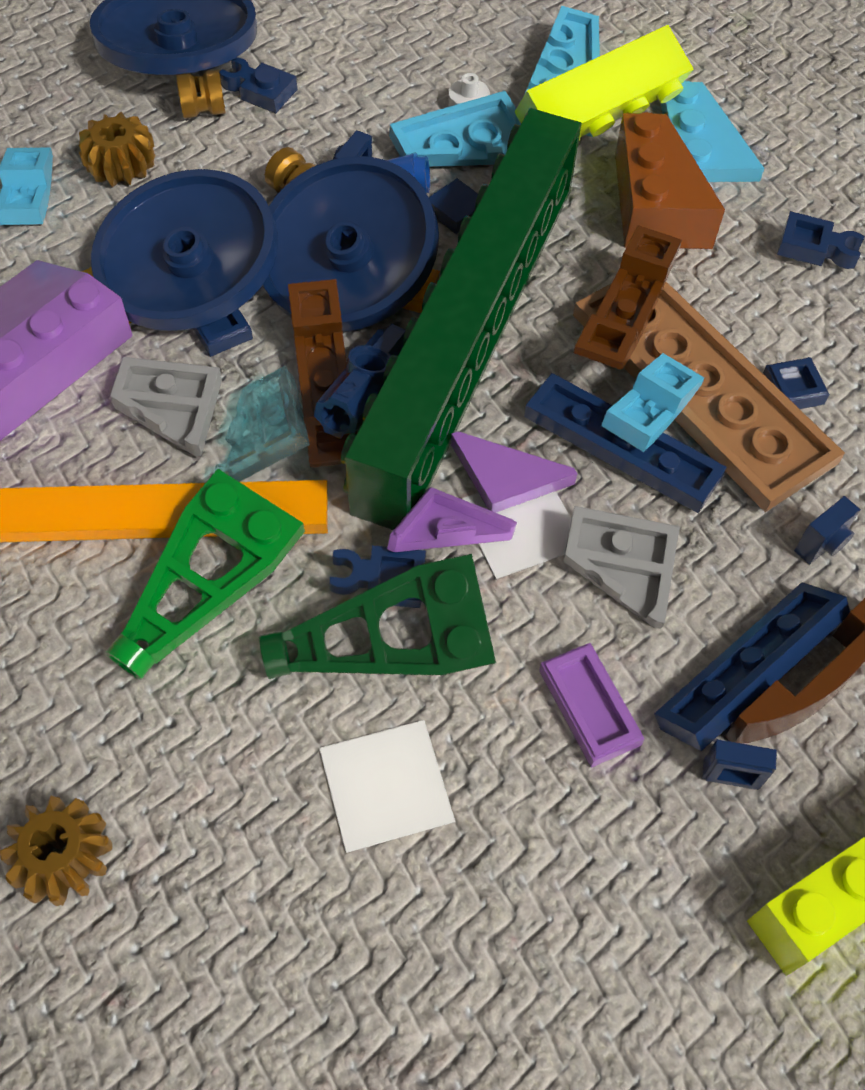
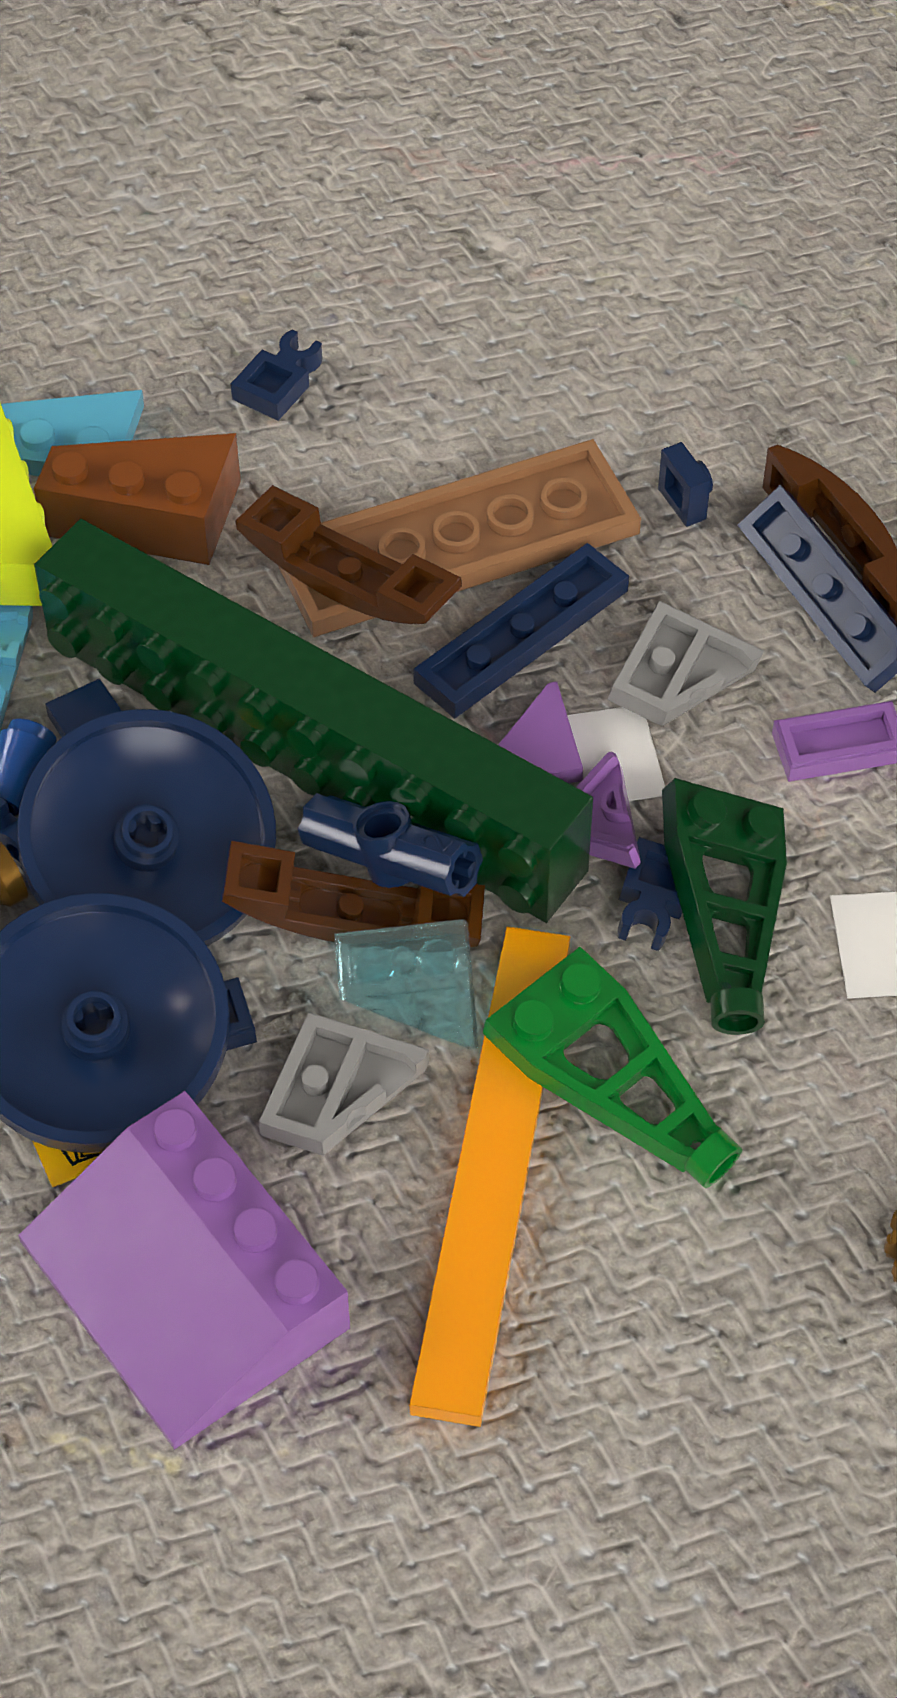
camera: 75 degrees left, 5 degrees down
(653, 402) = (491, 580): medium azure slope -> none
(799, 382) = (473, 454): dark blue tile -> none

